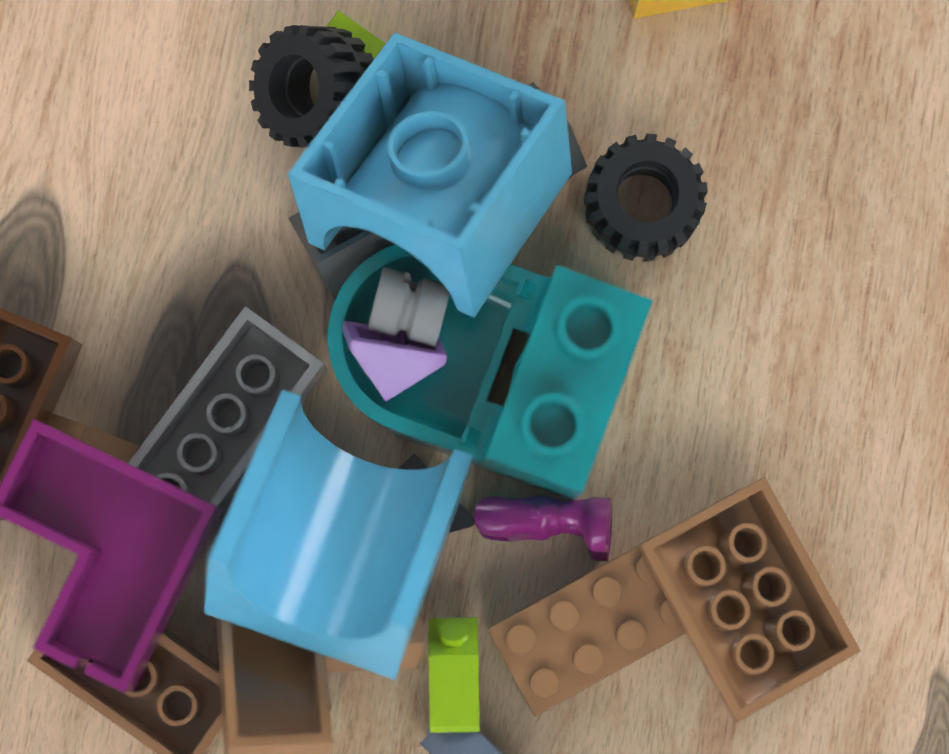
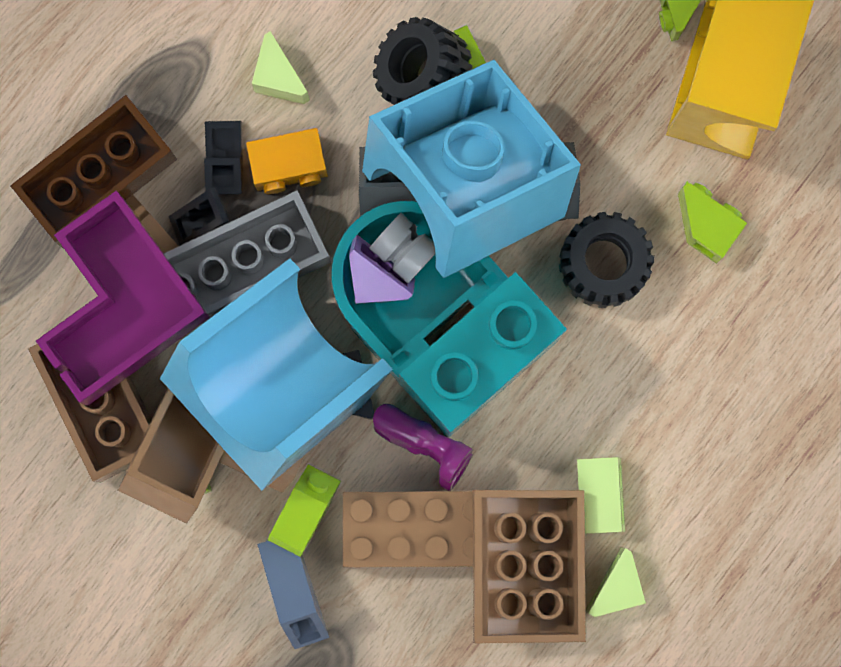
camera: 30 degrees right, 0 degrees up
(136, 313) = (223, 156): none -> black slope
(145, 398) = (199, 216): none -> black slope
(146, 185) = (275, 74): none -> yellowish green slope
(213, 278) = (287, 161): none -> light orange brick
(737, 94) = (707, 223): none -> lime slope
(780, 459) = (602, 494): none -> yellowish green hinge
(862, 567) = (619, 587): none -> yellowish green slope

